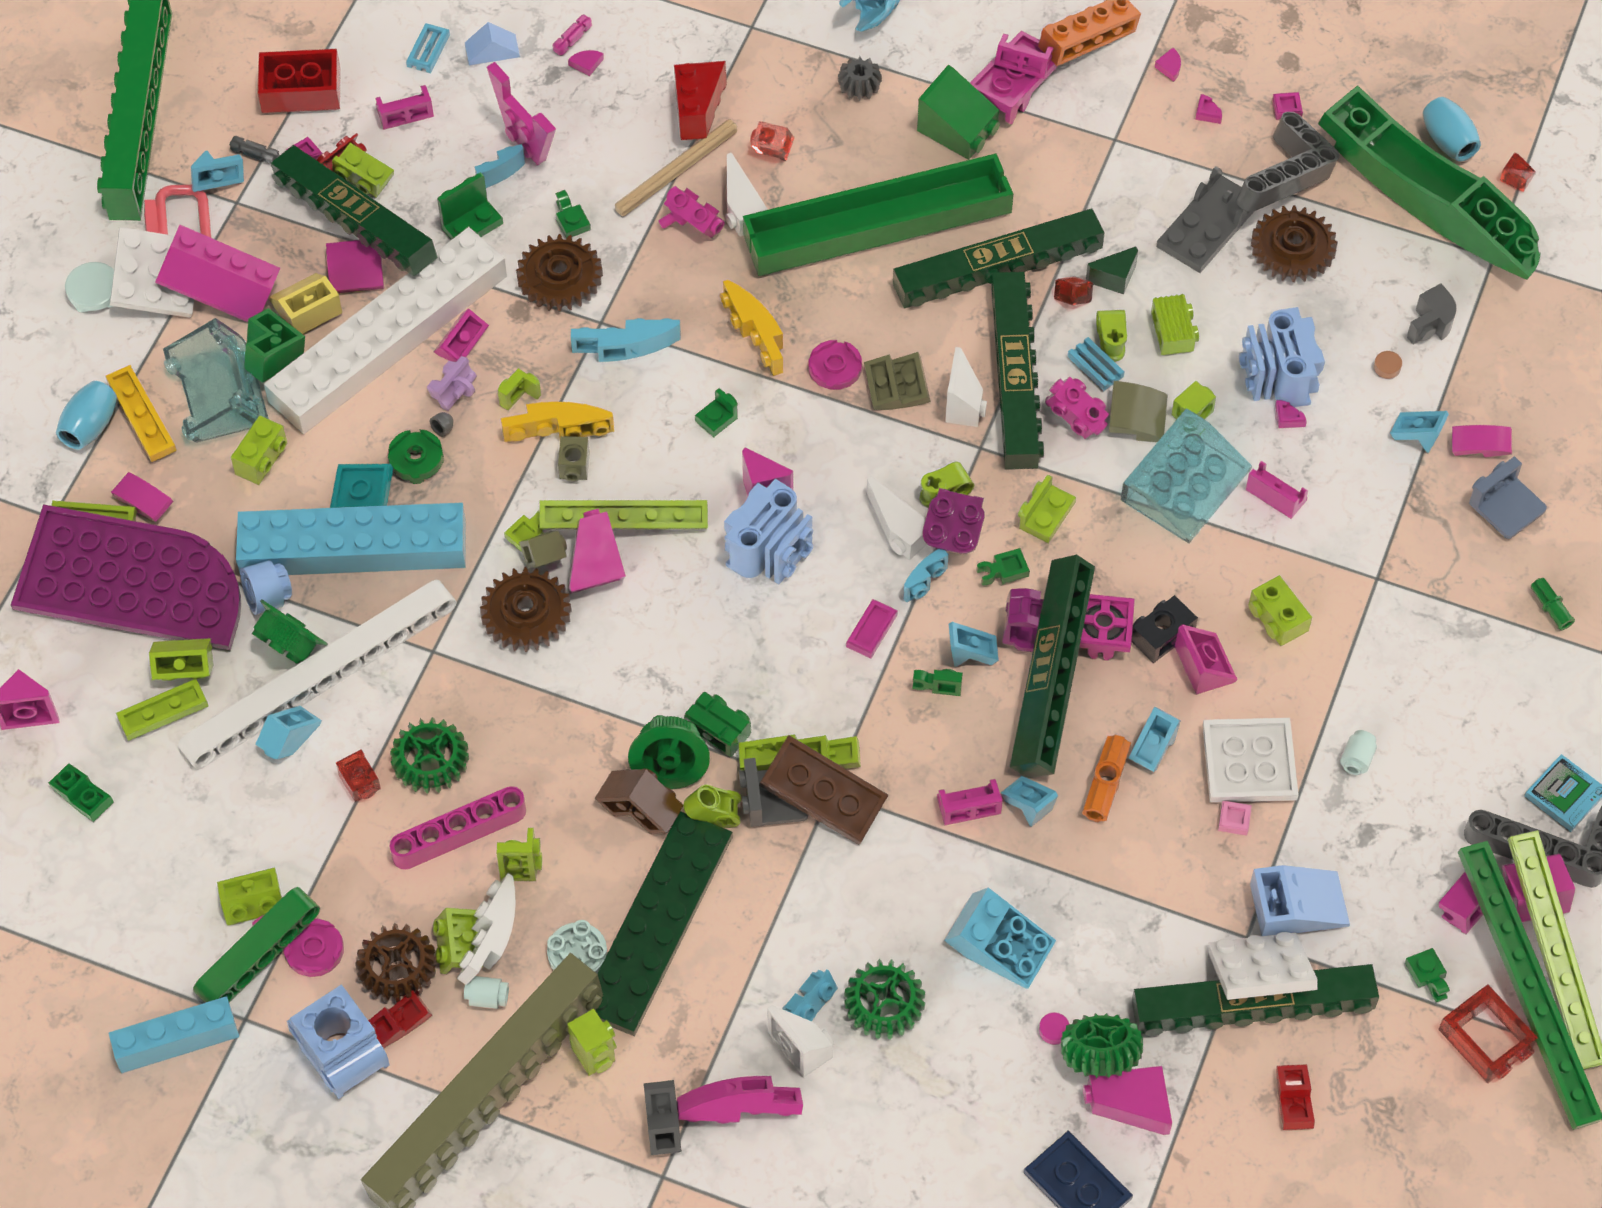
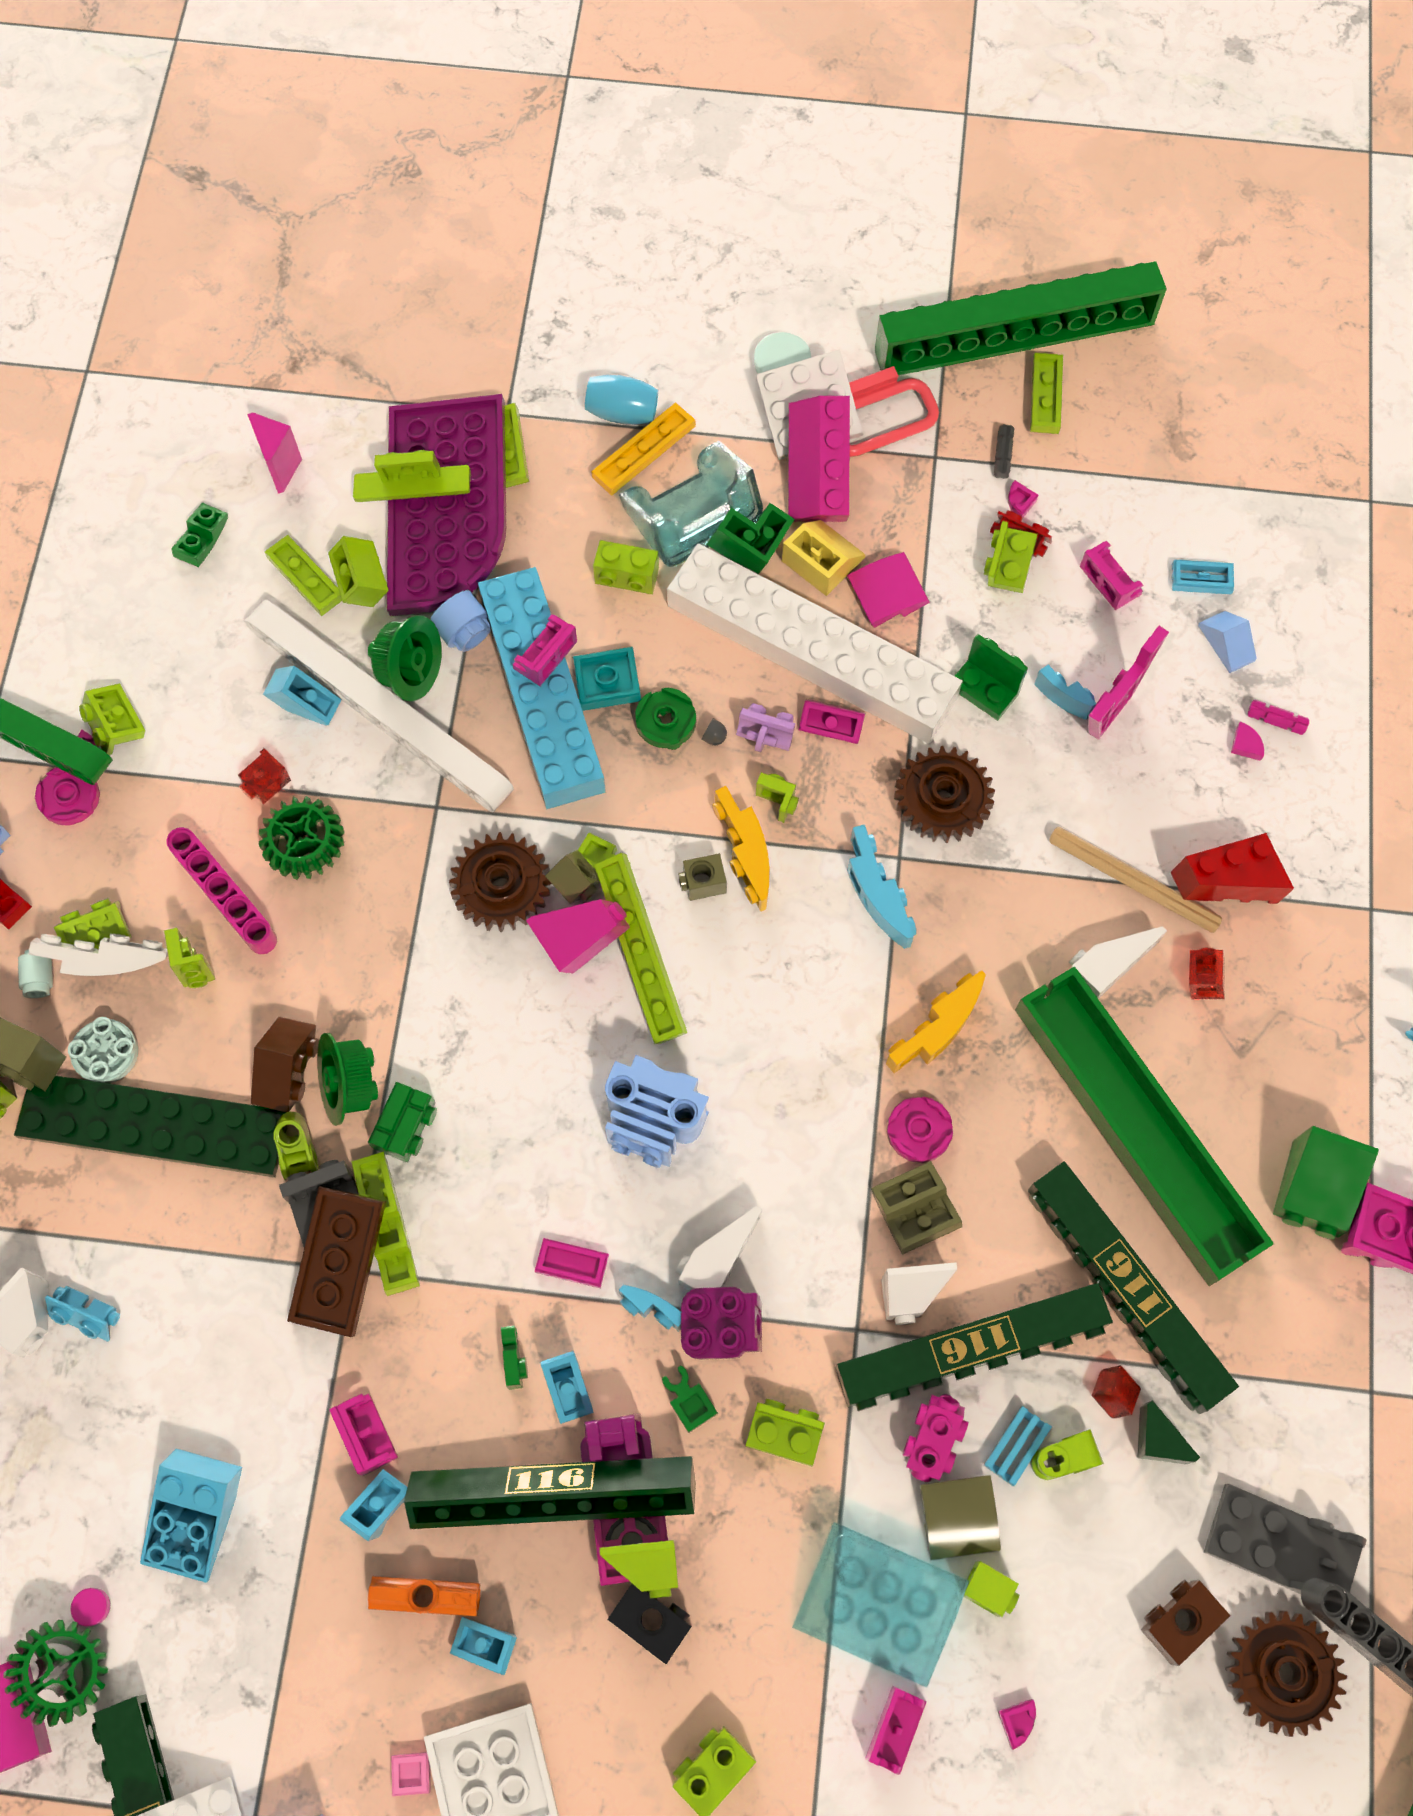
camera: 75 degrees right, 10 degrees up
(104, 594) = (410, 476): none -> lime bracket
(143, 496) = (542, 480): dark pink slope -> none
(211, 103) = (1046, 393): none -> lime plate
(214, 173) = (953, 418): medium azure slope -> none
(299, 80) = (1102, 462): red brick -> none
(330, 512) = (546, 650): none -> dark pink hinge
(353, 210) = (943, 562): dark green brick -> none
(387, 981) = (58, 891): reddish brown gear -> none
(570, 219) = (1026, 787): green plate -> none
(686, 209) = (1072, 911): dark pink brick -> none
(718, 413) = (810, 1015): green bracket -> none
(763, 471) = (719, 1084): dark pink slope -> none
(859, 78) = (1351, 1049): dark grey gear -> none
(866, 985) = (85, 1410): green gear -> none
(951, 477) = (788, 1307): lime piece -> none
(1126, 601) = (646, 1565): none -> lime slope
(1173, 324) = (1104, 1535): lime brick -> none
(1203, 659) = (622, 1688): dark pink slope -> none
(1256, 298) = (1205, 1618): none -> reddish brown brick
(1282, 358) = (1089, 1695): light blue piece -> none

